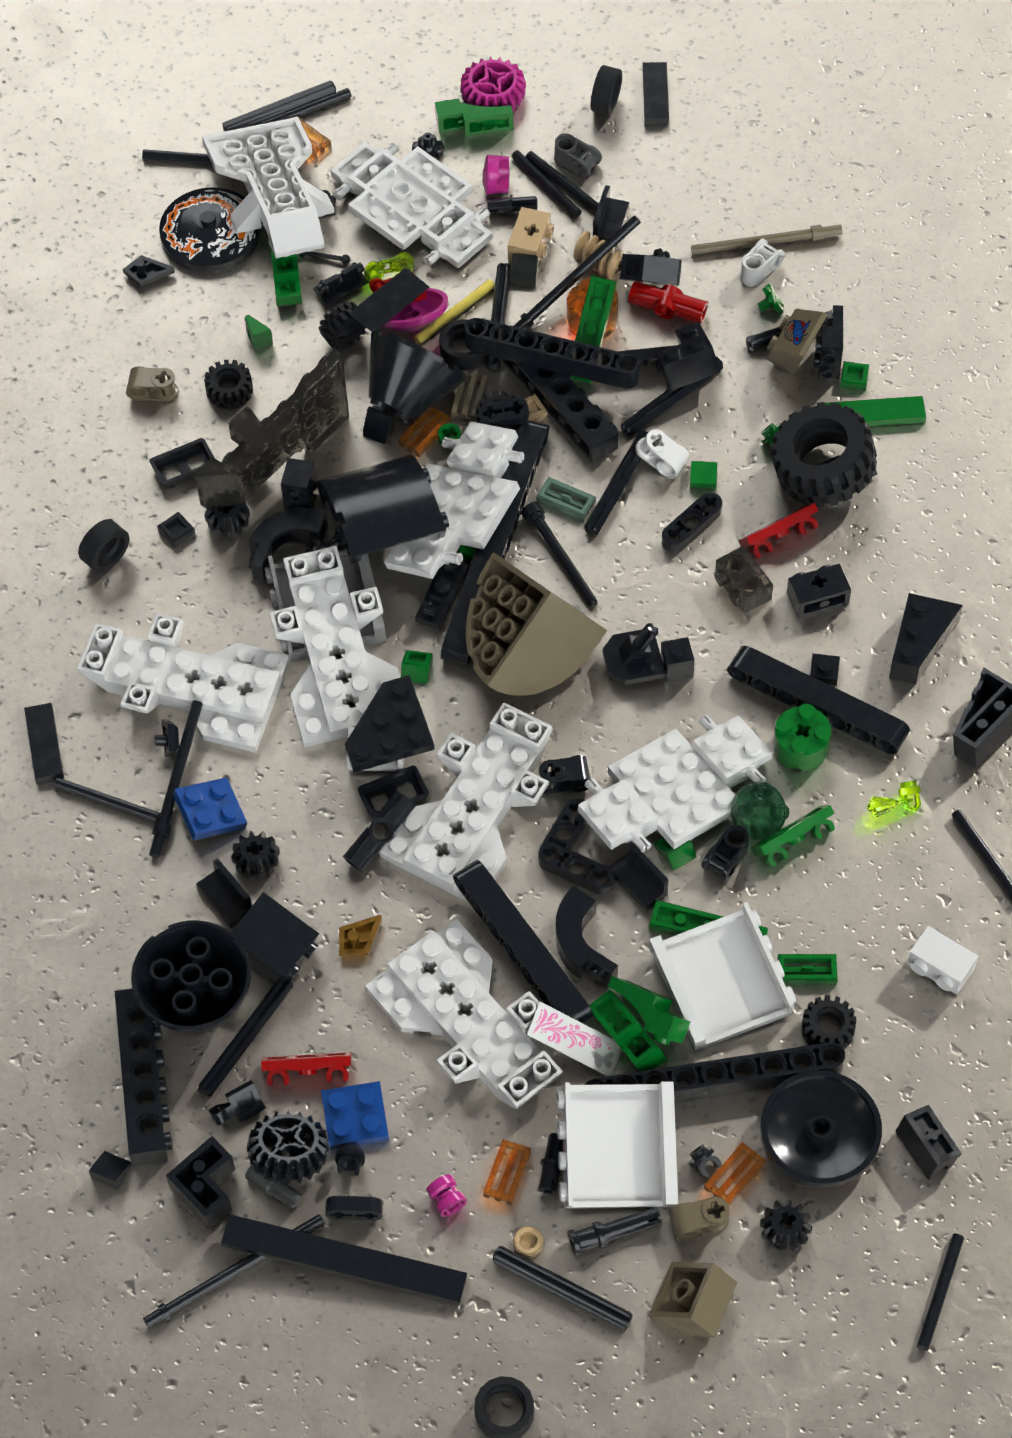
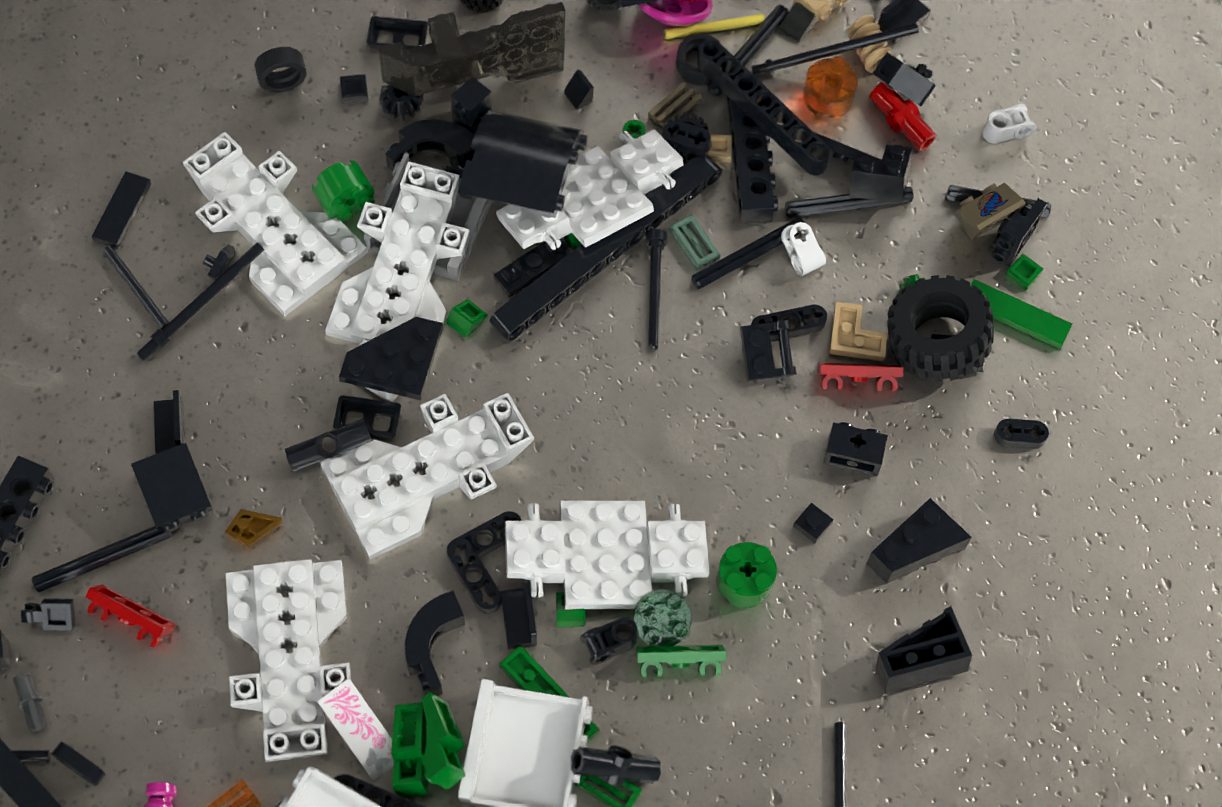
camera: 25 degrees right, 5 degrees up
(191, 976) = (71, 481): black cone -> none
(210, 808) = (209, 343): blue plate -> none
(238, 616) = (343, 190): none -> green brick
(250, 864) = (214, 396): black gear -> none
(288, 1155) = (50, 690): black gear -> none
(350, 1159) = (106, 717): black plate -> none
(354, 1115) = (139, 681): blue plate -> none
(408, 377) = (625, 62): black cone -> none
(416, 445) = (617, 120): clear orange tile -> none
(520, 942) = (376, 617): black beam -> none
(525, 633) = (570, 341): dark tan brick -> none
(566, 774) = (522, 486): black piece -> none
(595, 313) = (824, 92): green tile -> none
(634, 656) = (652, 415): black piece -> none
(677, 659) = (687, 439): black brick -> none
(684, 555) = (759, 354): none -> black plate
(703, 475) = (828, 287): green tile -> none
(748, 577) = (799, 401): clear smoke brick -> none
(752, 506) = (850, 340): none -> tan plate
(771, 300) = (995, 163): green plant -> none
(798, 688) = (787, 549): black beam -> none
(805, 943) = (615, 765): none -> black piece
(815, 233) = (1077, 124): dark tan bar -> none
(882, 805) = (775, 677): clear neon green piece -> none
(940, 504) = (1021, 433): none -> black beam

